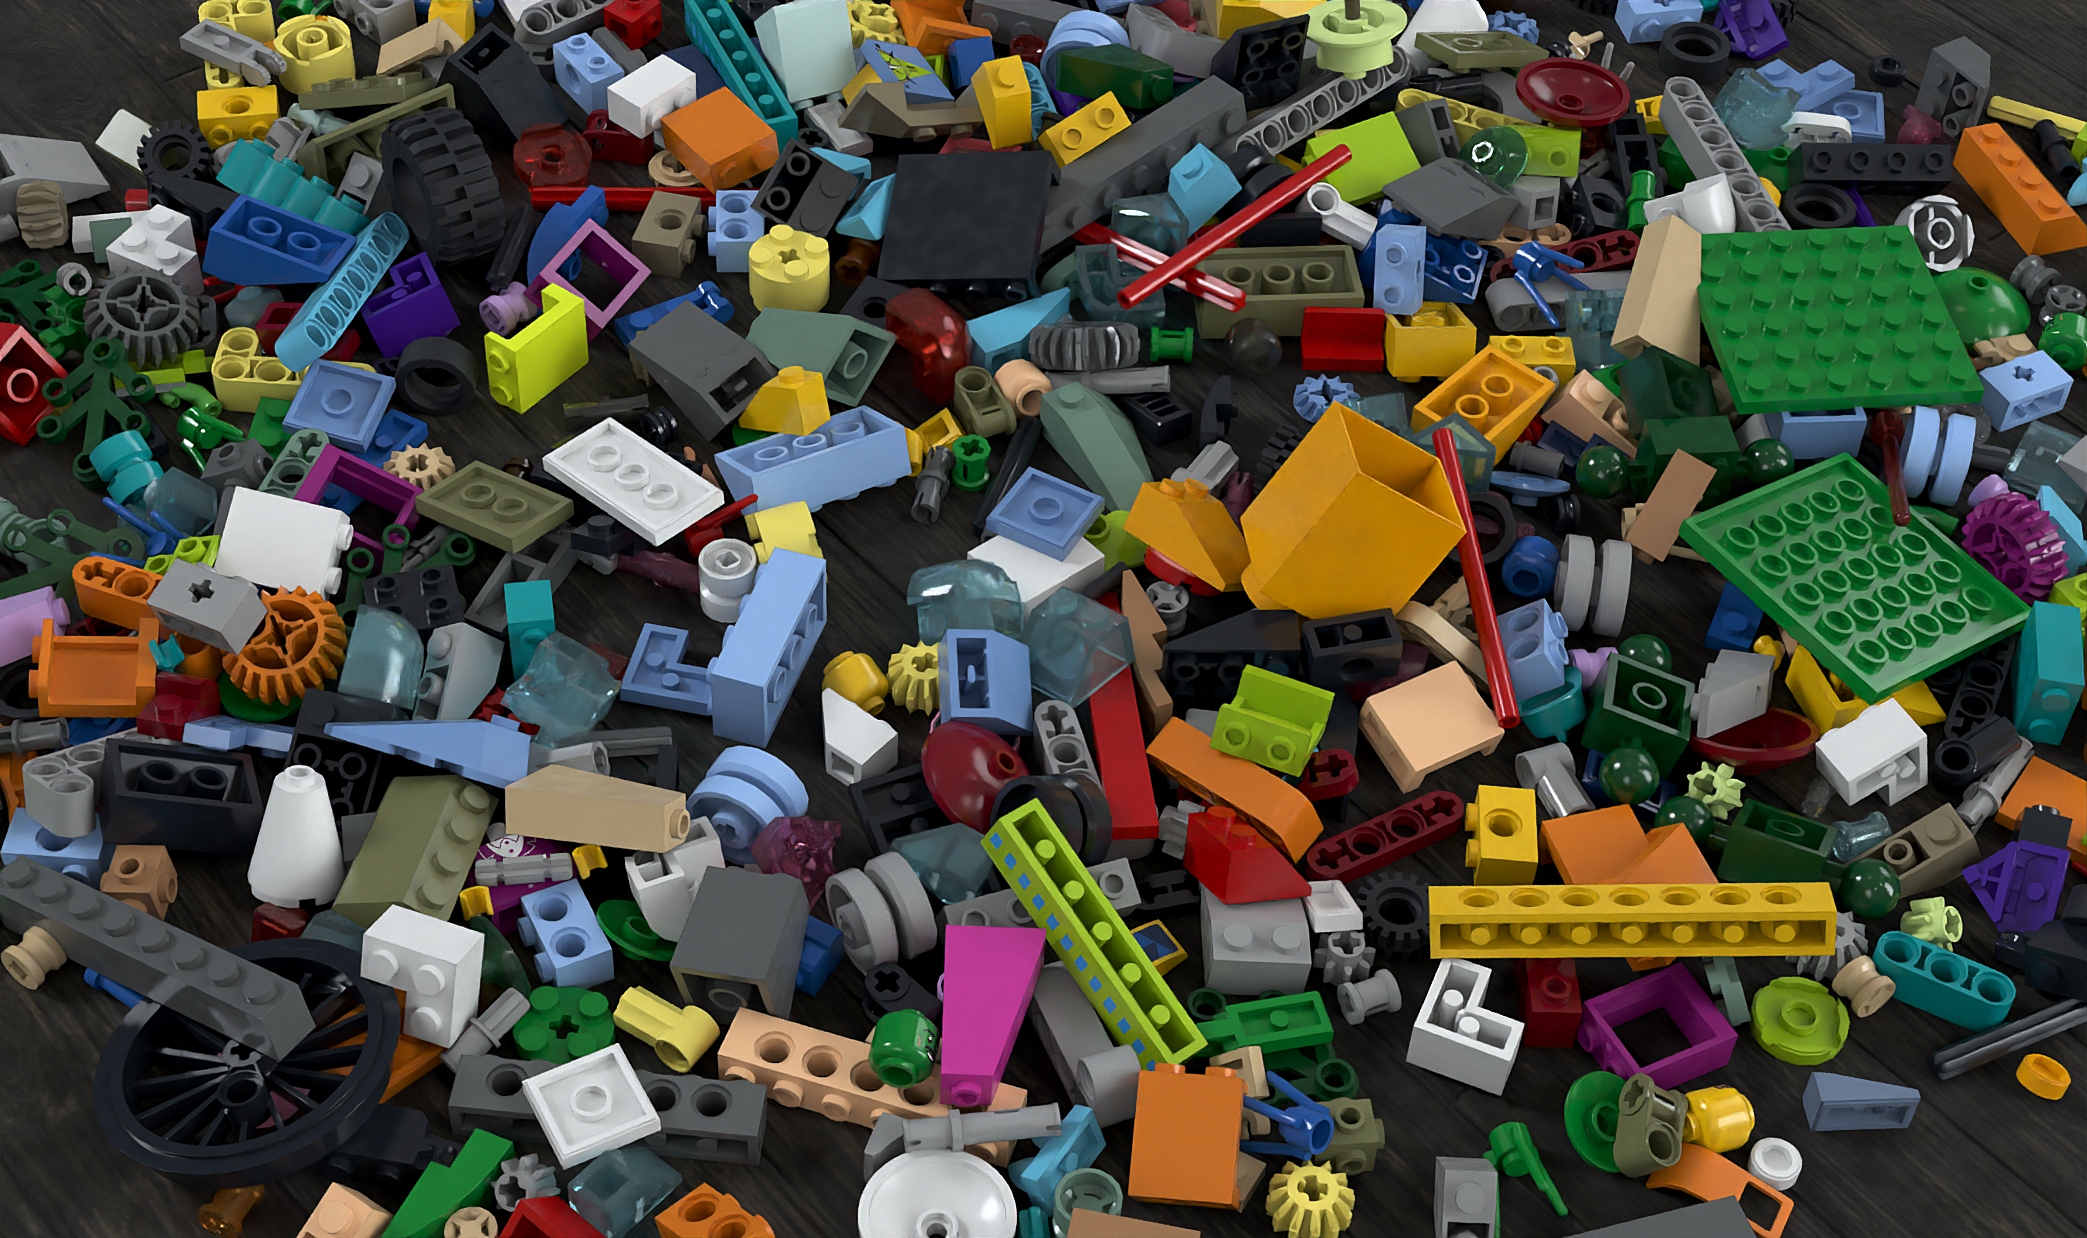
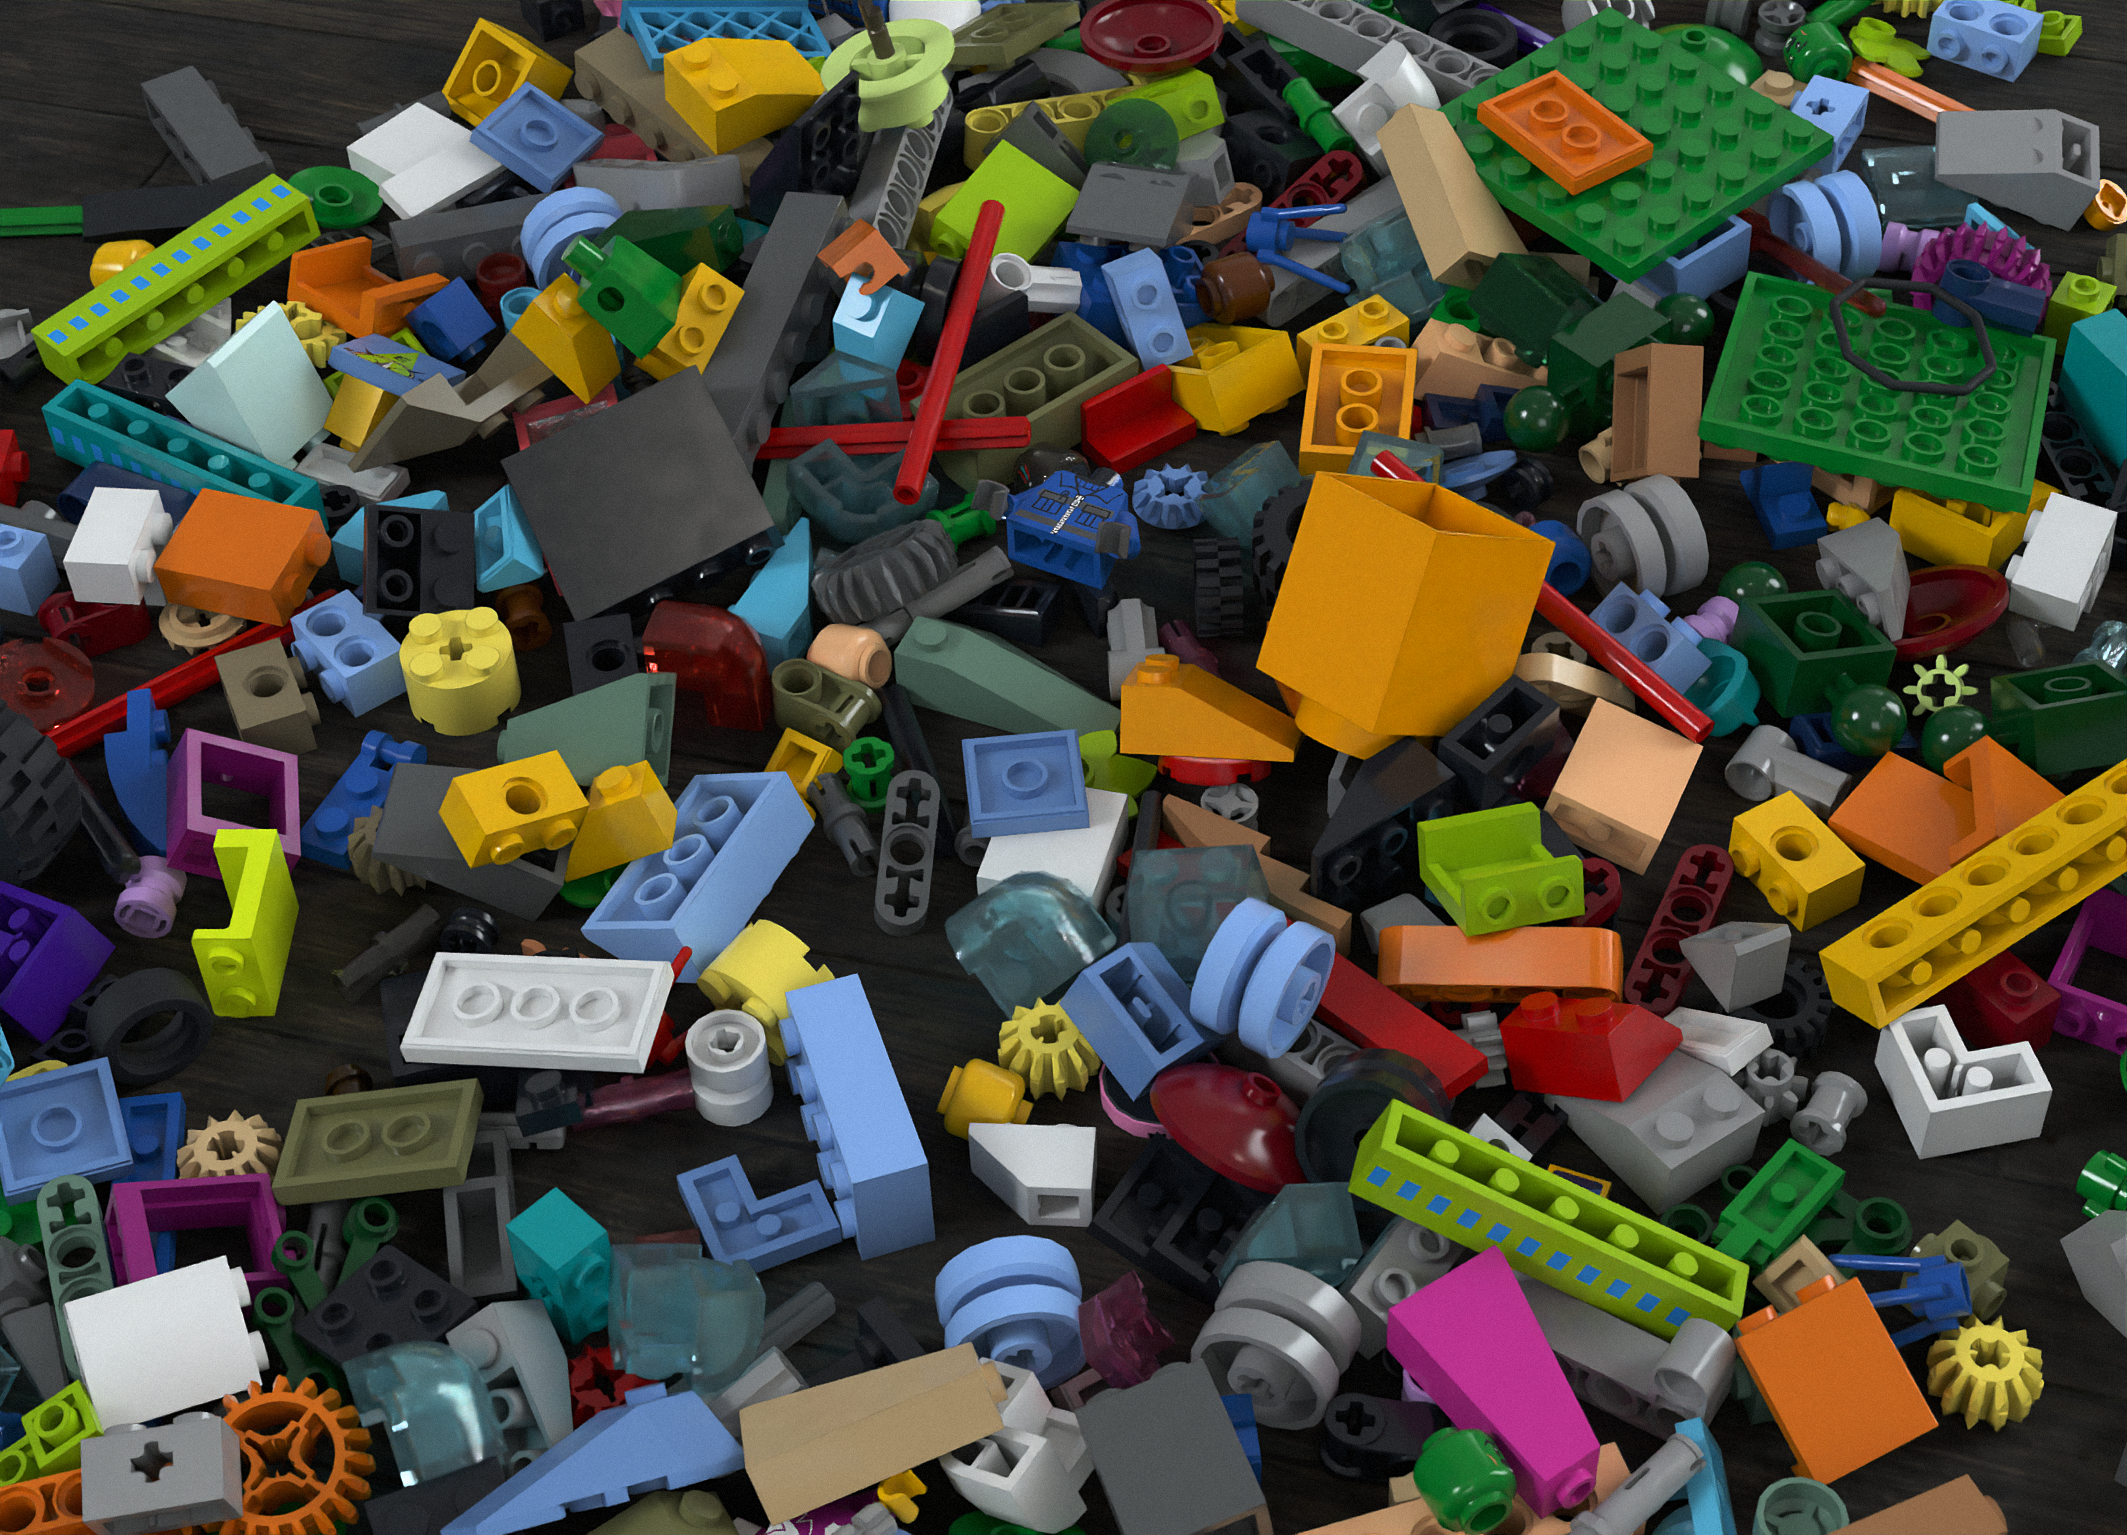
camera: 30 degrees left, 0 degrees up
(739, 350) = (514, 809): none -> yellow brick
(944, 537) = (887, 887): none -> dark grey beam
(1049, 84) = (626, 291): none -> green torso
(1057, 697) = (1262, 977): none -> light blue wheel
(1215, 373) = (1066, 524): none -> blue torso
(1218, 135) = (863, 251): none -> orange hinge
(1385, 871) = (1740, 961): none -> light grey slope
(1478, 286) = (1235, 288): none -> reddish brown head
(1779, 289) = (1565, 132): none -> orange tile
(1888, 591) = (1911, 386): none -> black piece
(1988, 549) = (1998, 301): none -> dark blue piece

